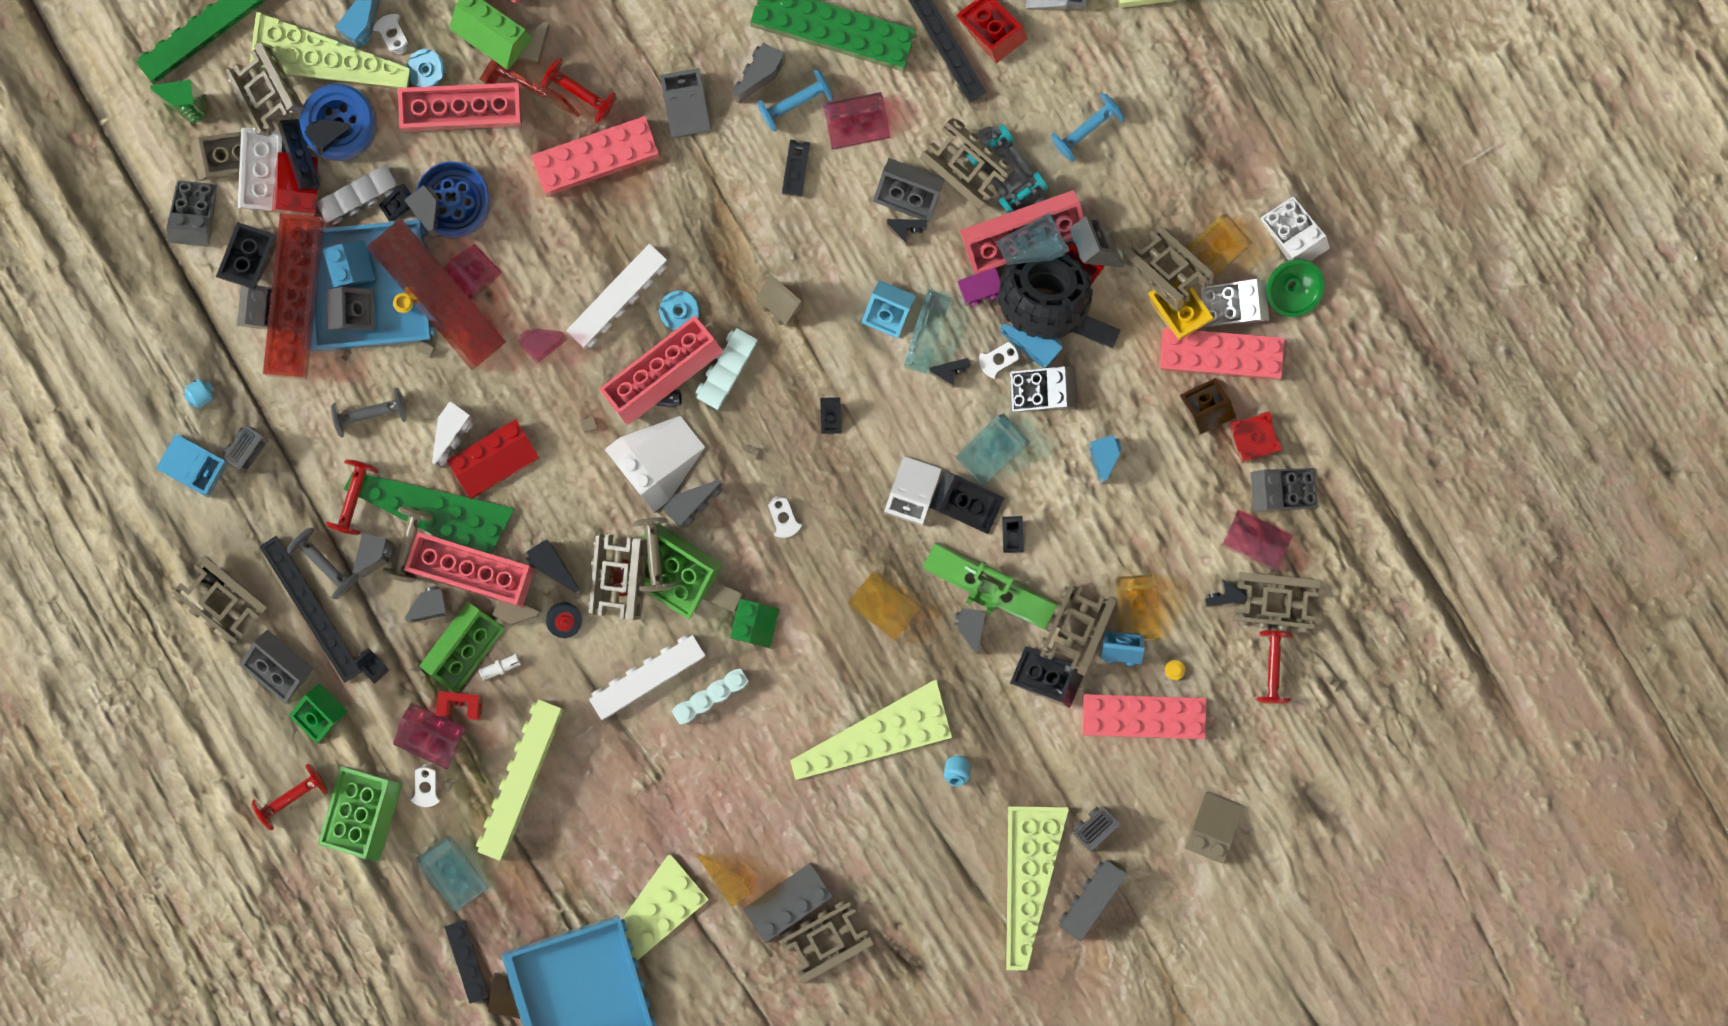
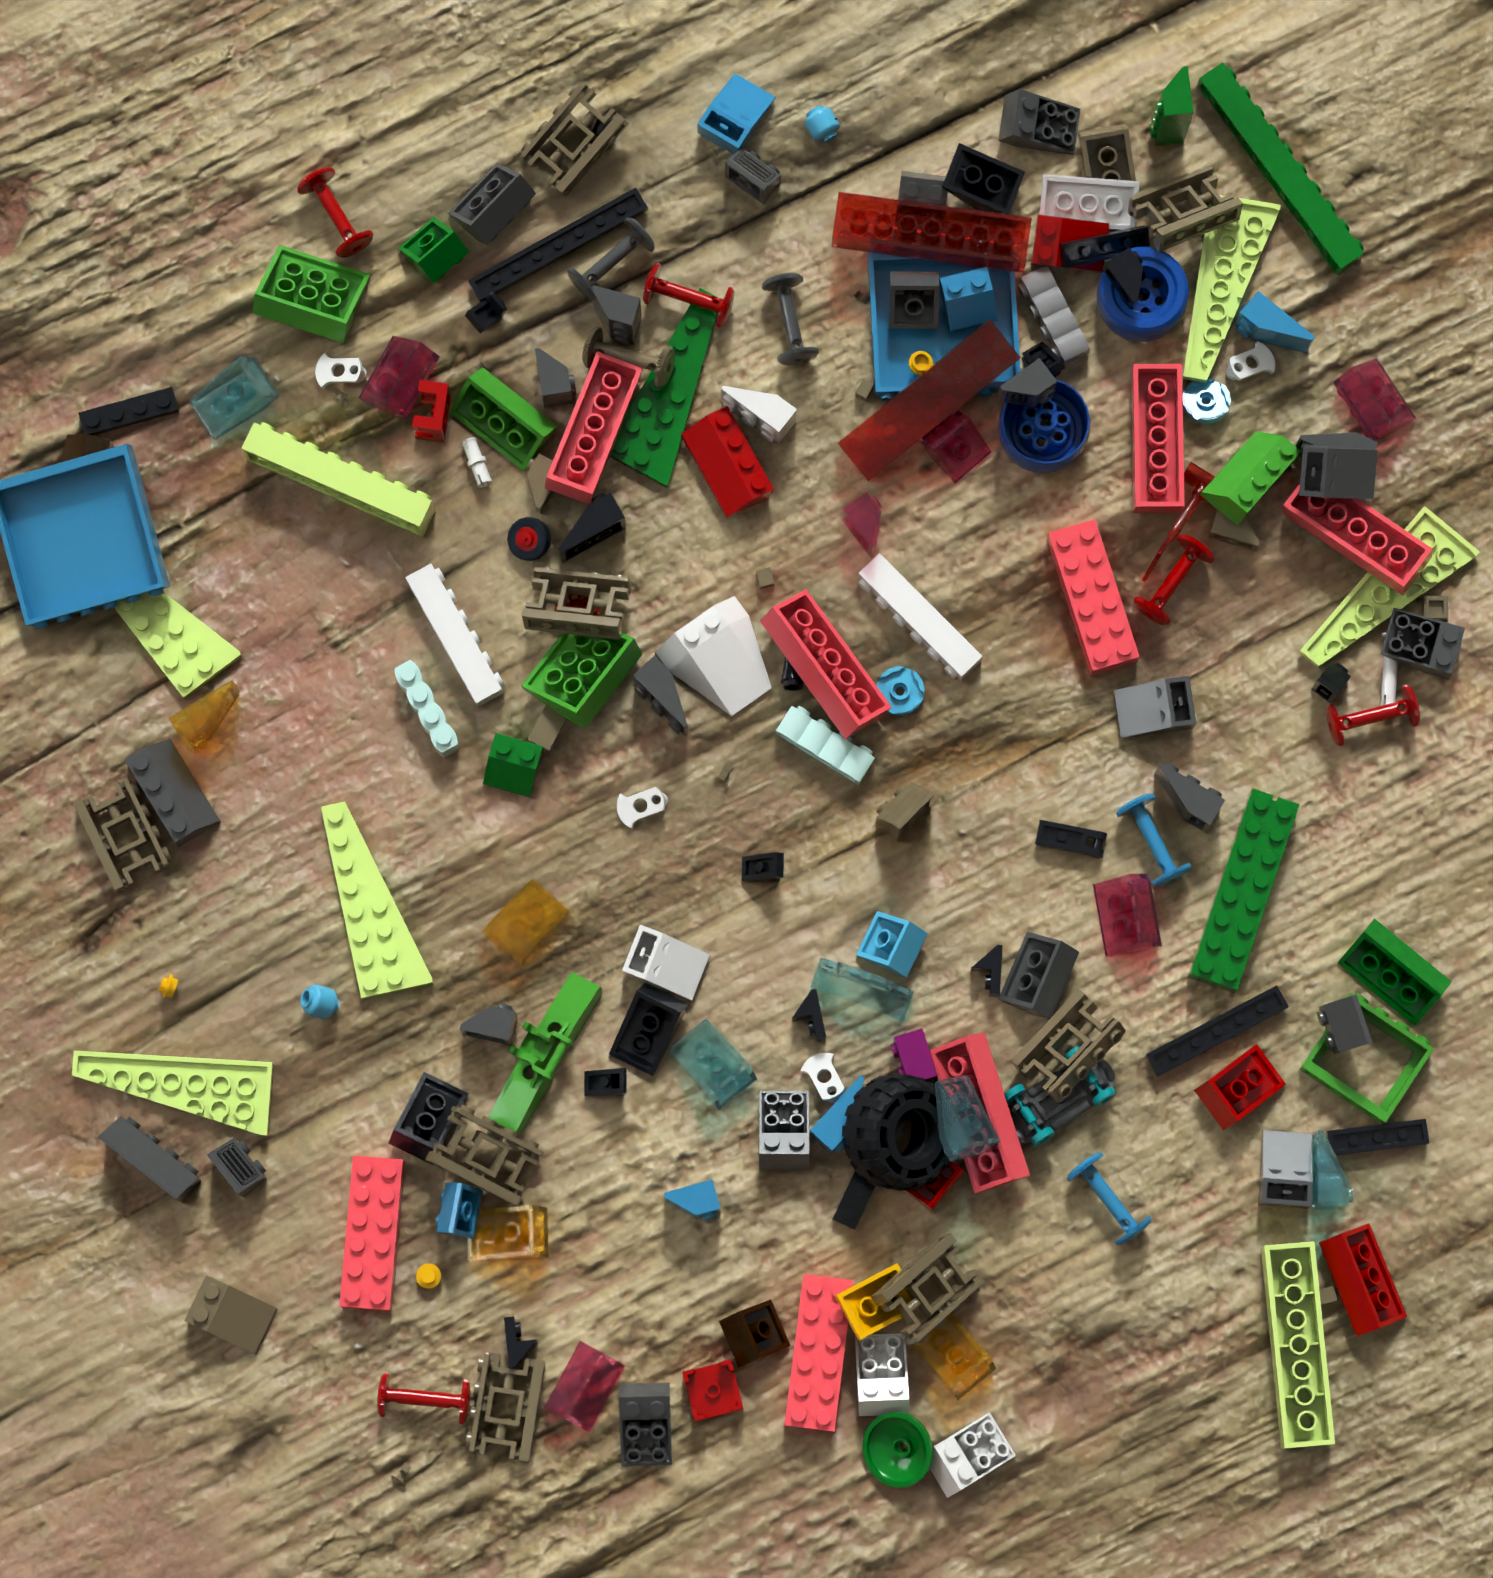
camera: 90 degrees right, 5 degrees down
(653, 554) = (599, 643): dark tan hose -> none
(949, 896) = (168, 986): none -> yellow plate
(1095, 242) = (961, 1200): dark grey slope -> none

